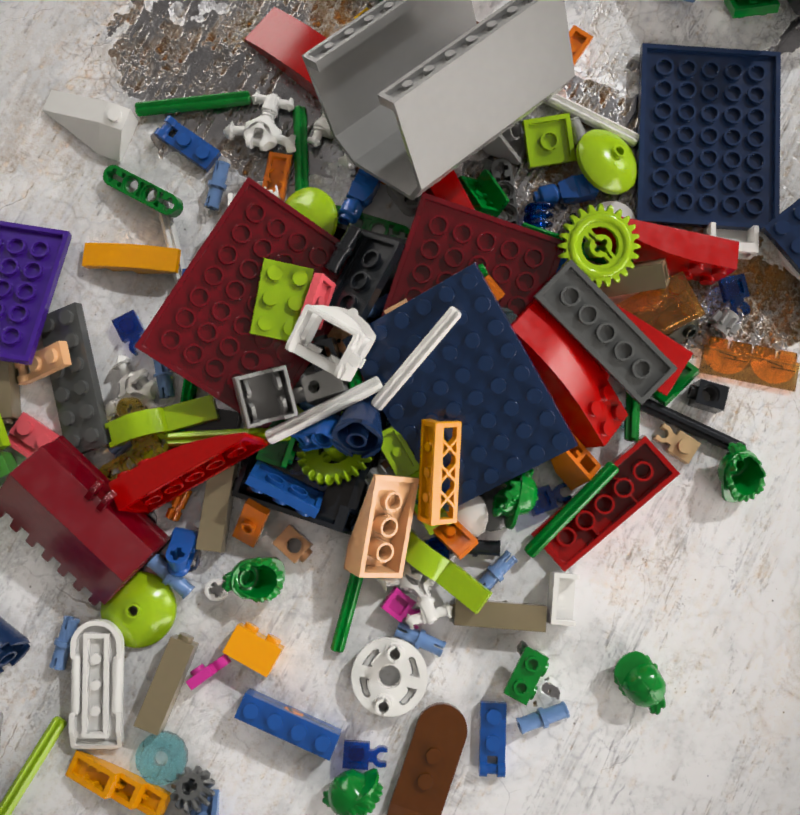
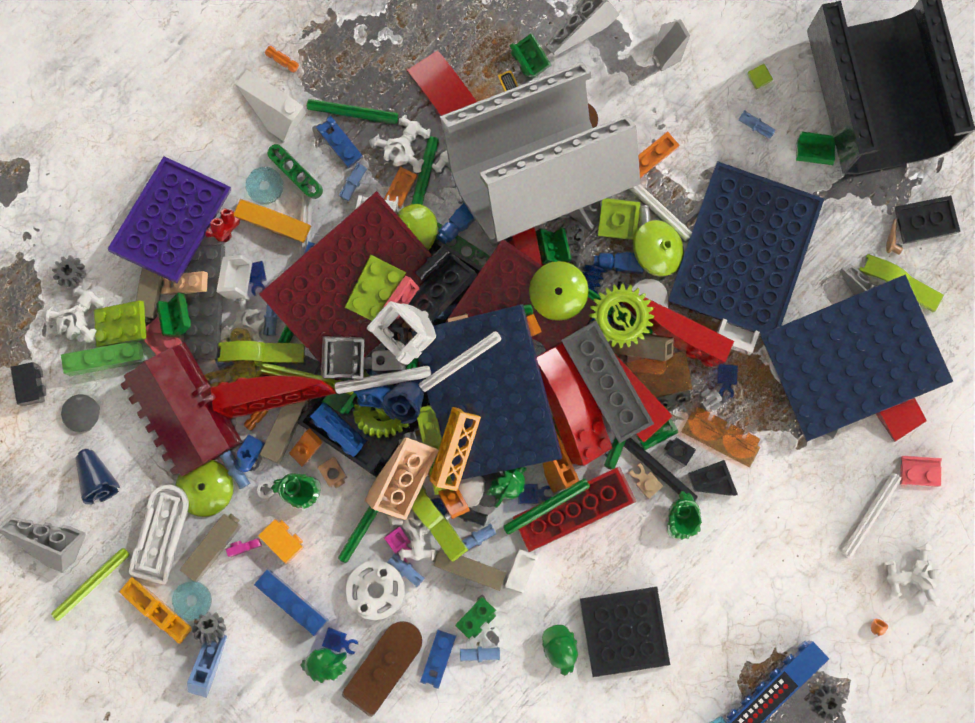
camera: 20 degrees right, 0 degrees up
(40, 407) = (174, 316): none -> green bracket
(62, 643) = (143, 496): medium blue pin -> none
(72, 281) = (223, 226): none -> red hips
(90, 65) = (282, 59): none -> orange axle
(102, 337) = (234, 277): none -> white panel
(117, 231) = (264, 196): none -> clear light blue tile
(496, 247) = (543, 290): none -> lime dish
(711, 636) = (624, 631): none -> black plate
(758, 417) = (713, 480): none -> black wing

